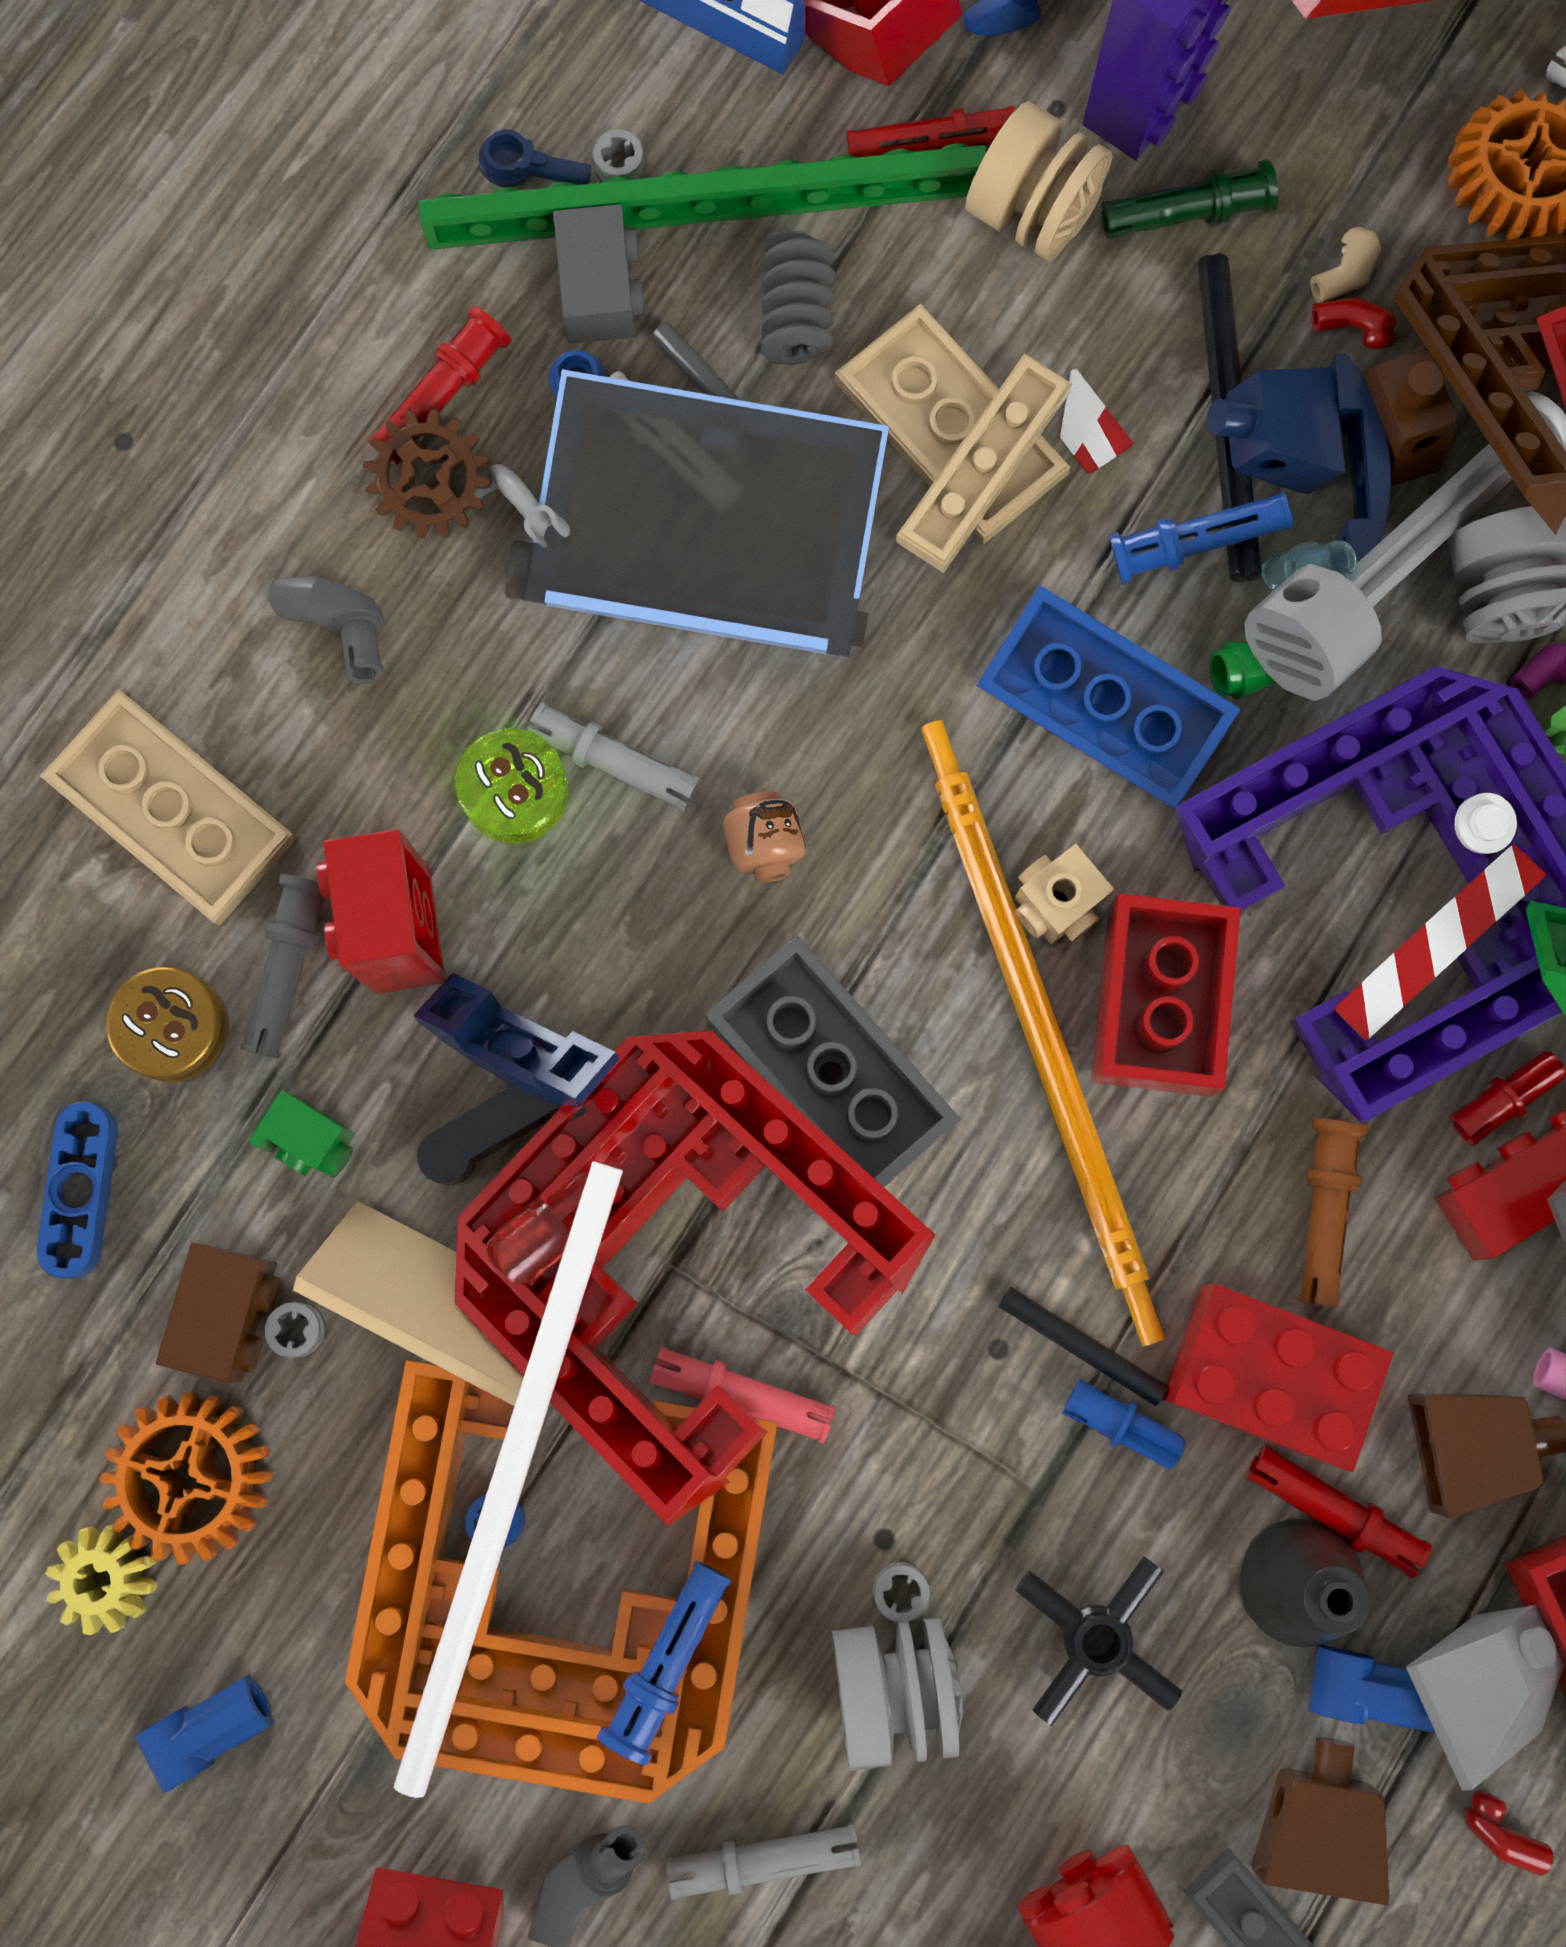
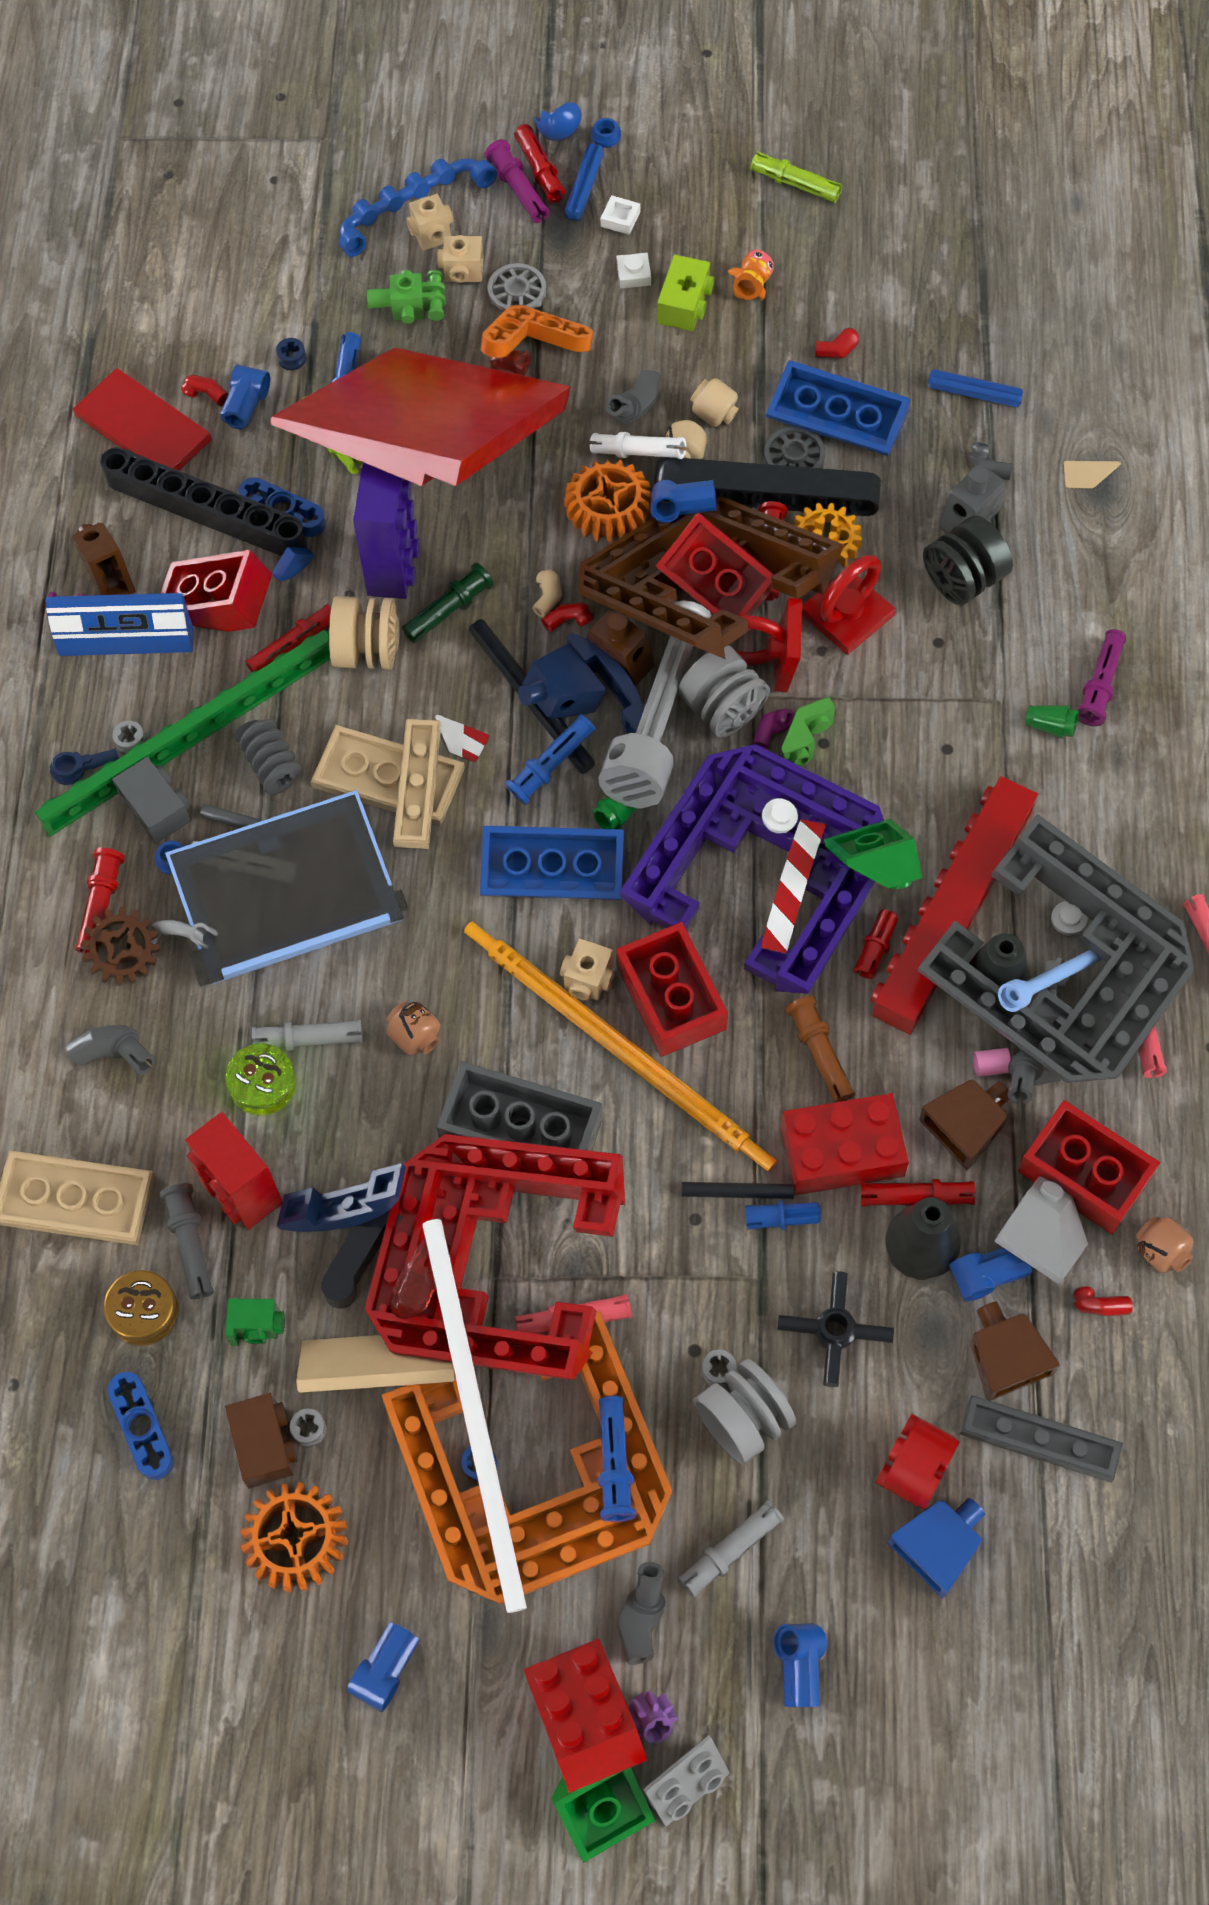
camera: 30 degrees left, 15 degrees down
(102, 1604) = (278, 1634): light yellow gear -> none
(1335, 556) = (623, 727): clear light blue pin -> none

